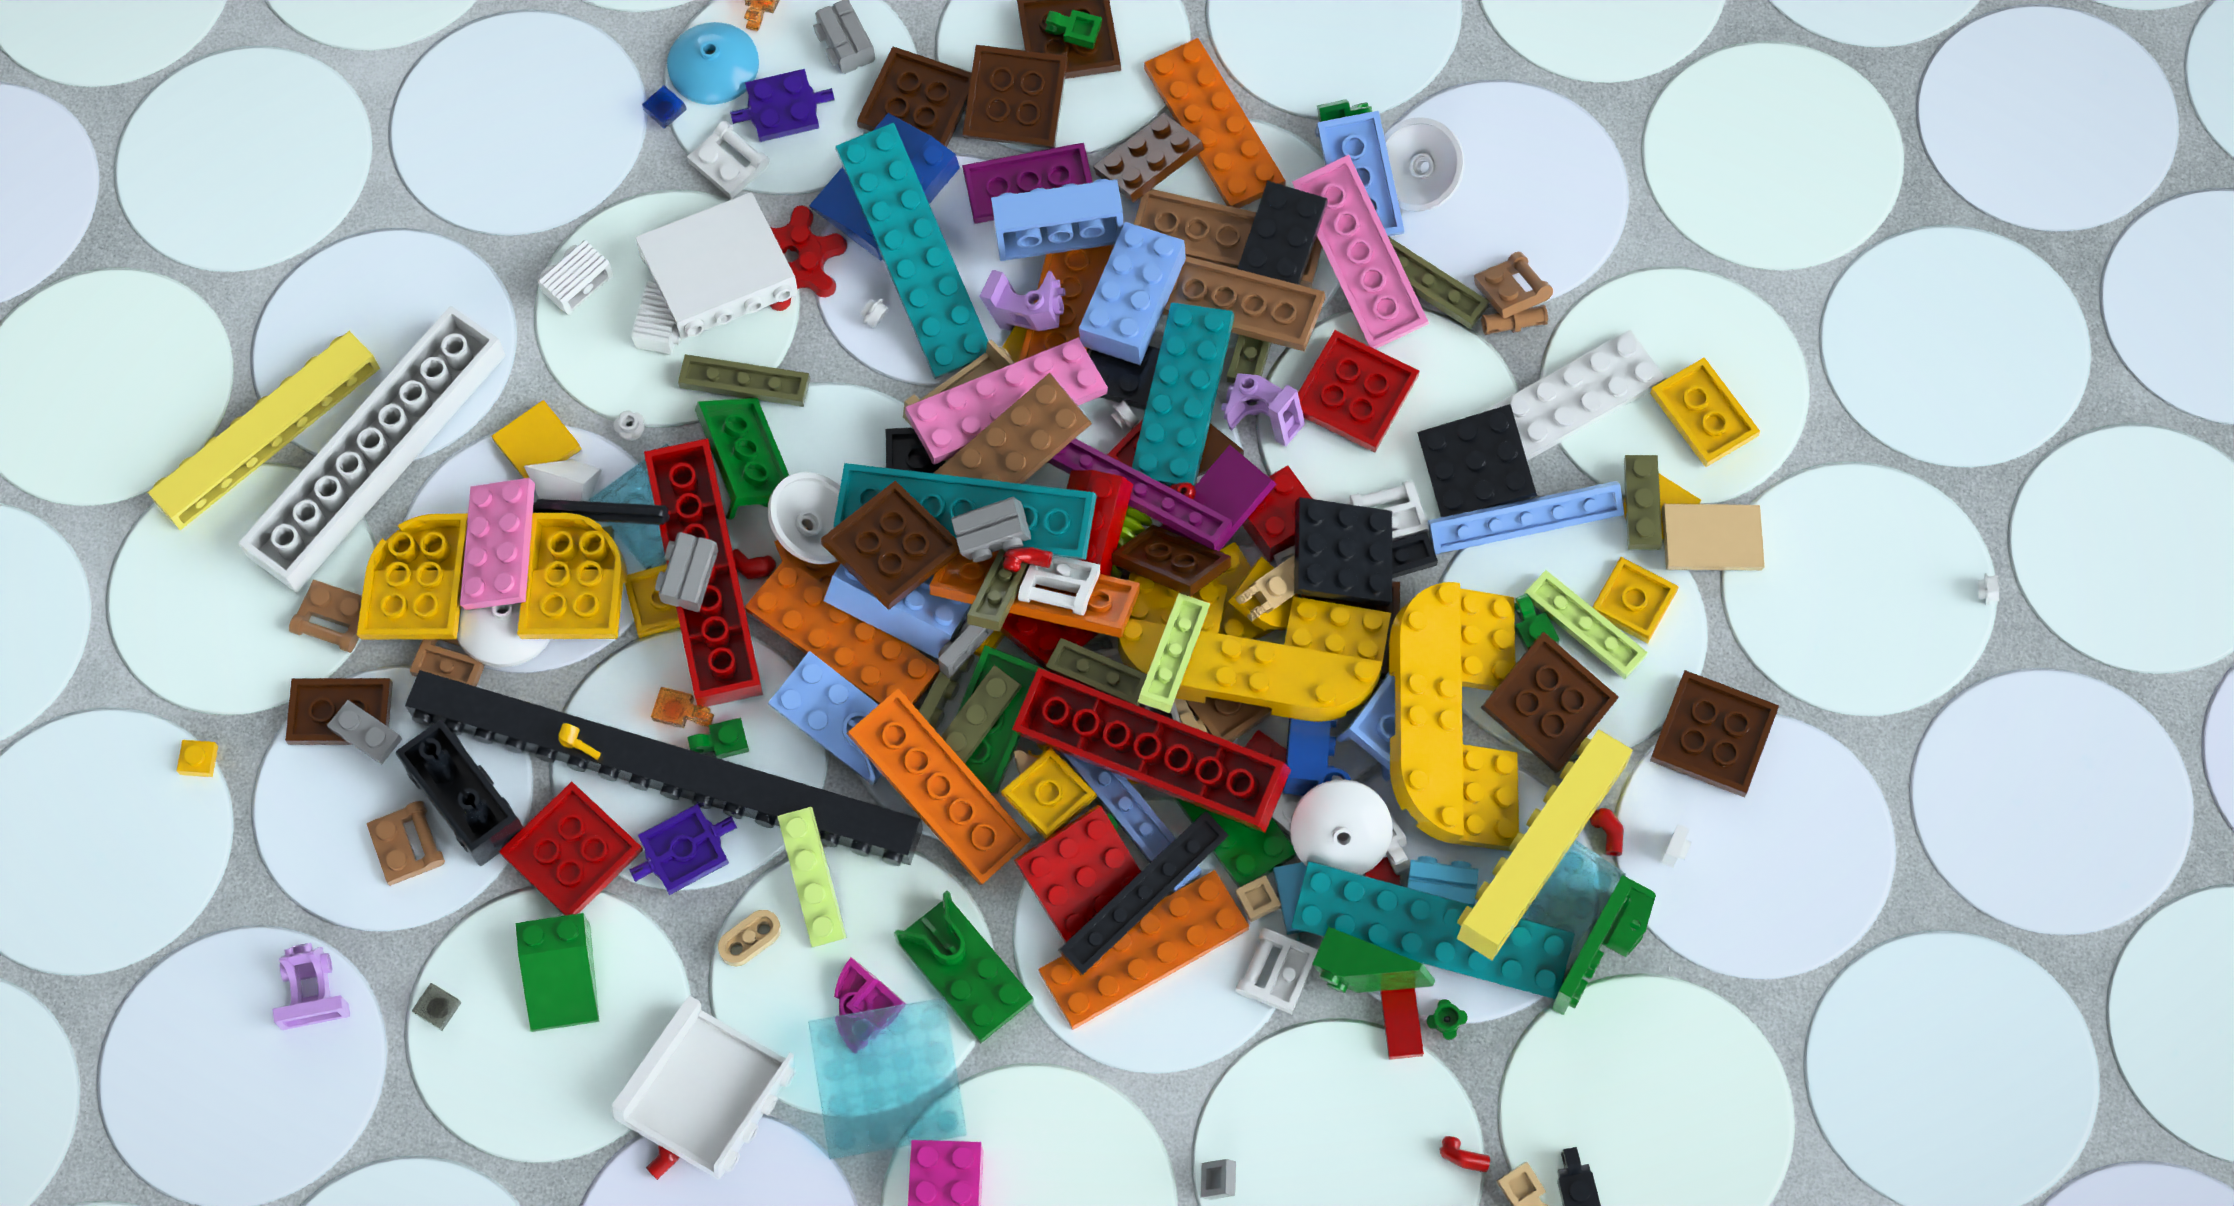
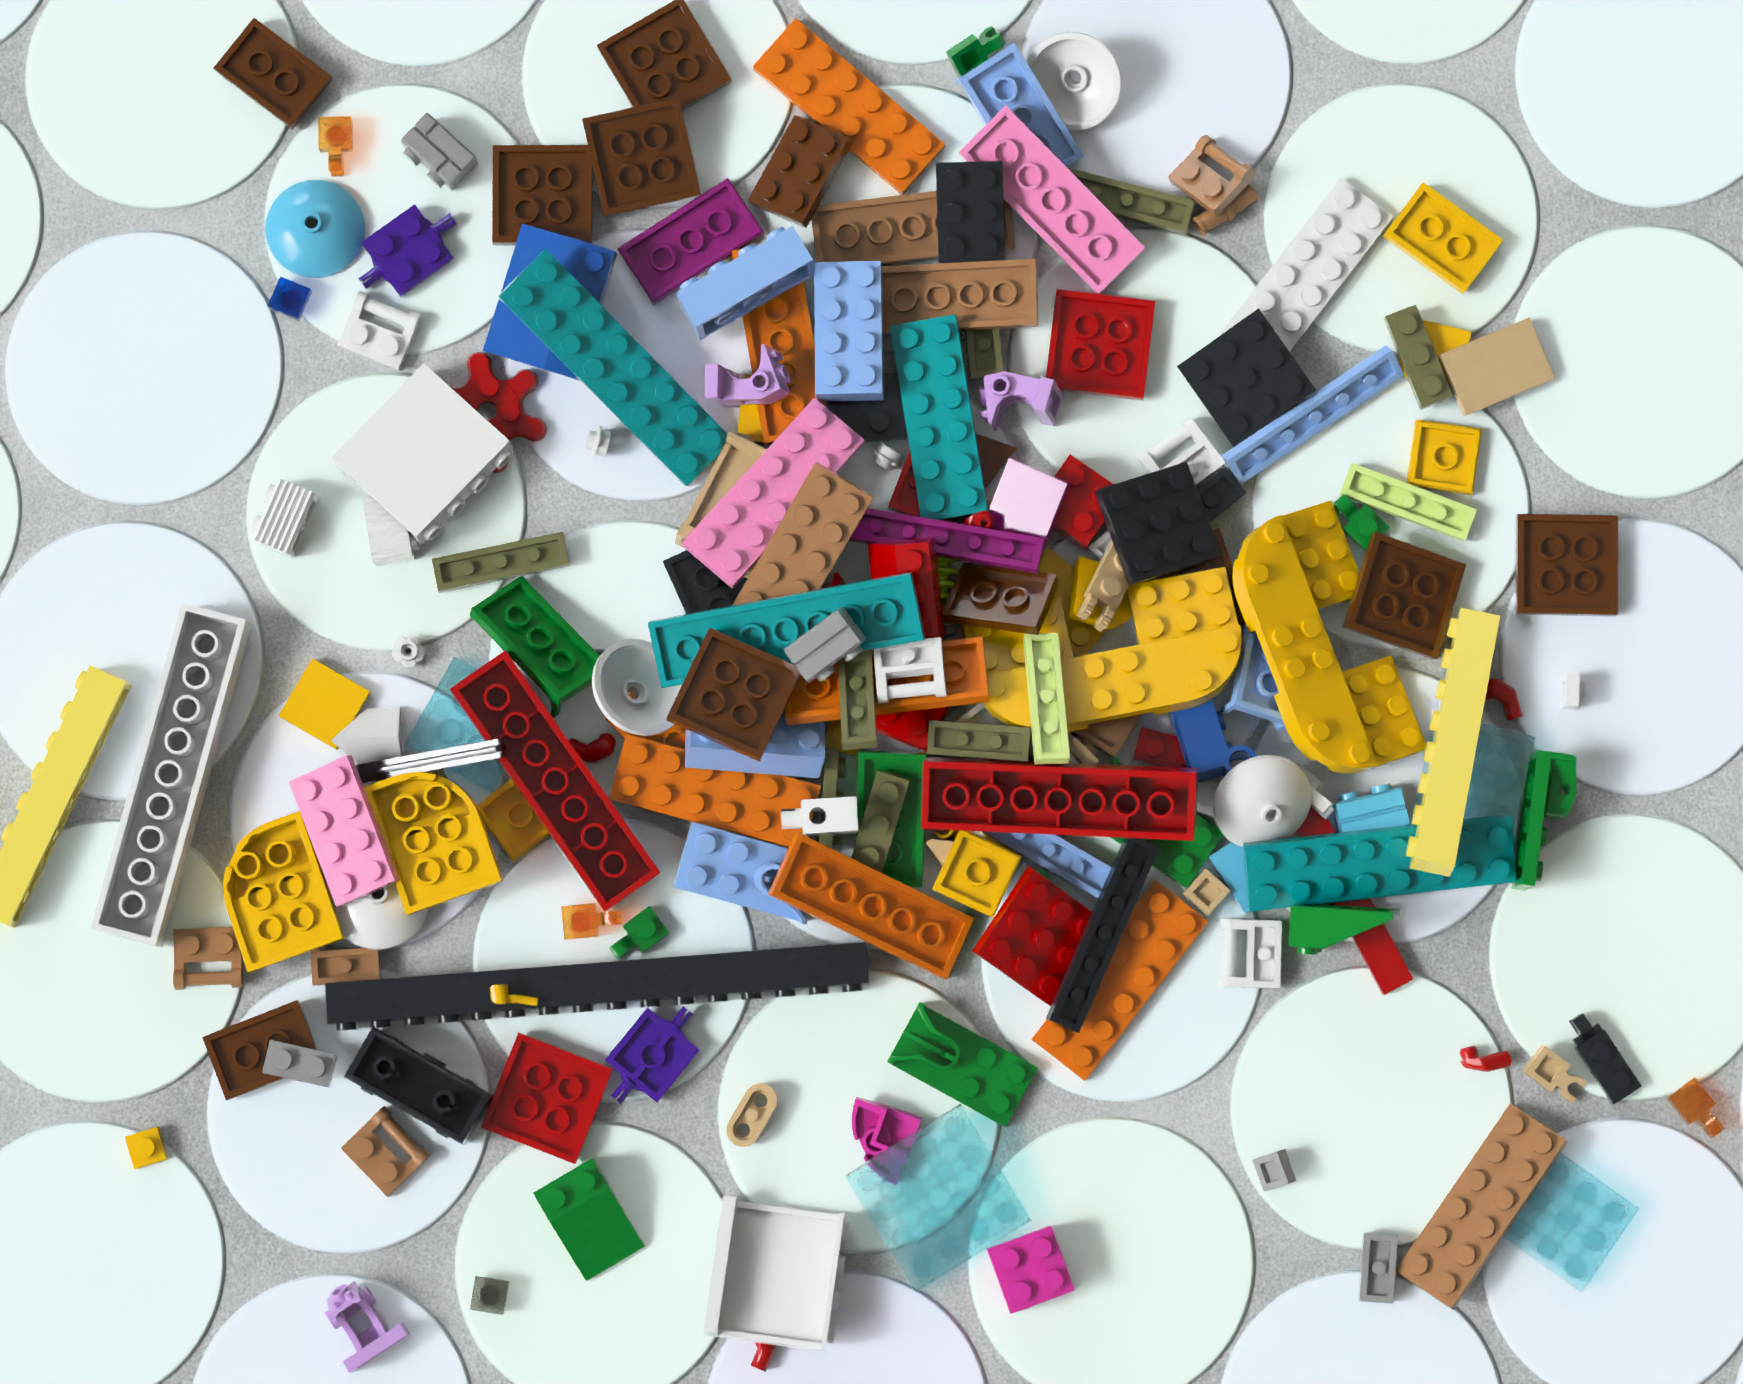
camera: 25 degrees left, 15 degrees up
(687, 571) = (547, 795): light grey brick -> none
(812, 877) = (787, 1036): yellowish green plate -> none
(929, 686) = (838, 813): none -> white torso
(957, 652) = (832, 772): light grey plate -> none
(1027, 555) = (868, 657): red arm -> none
(1077, 29) = (676, 58): green plate -> none
(1443, 1010) = (1430, 933): green plate -> none

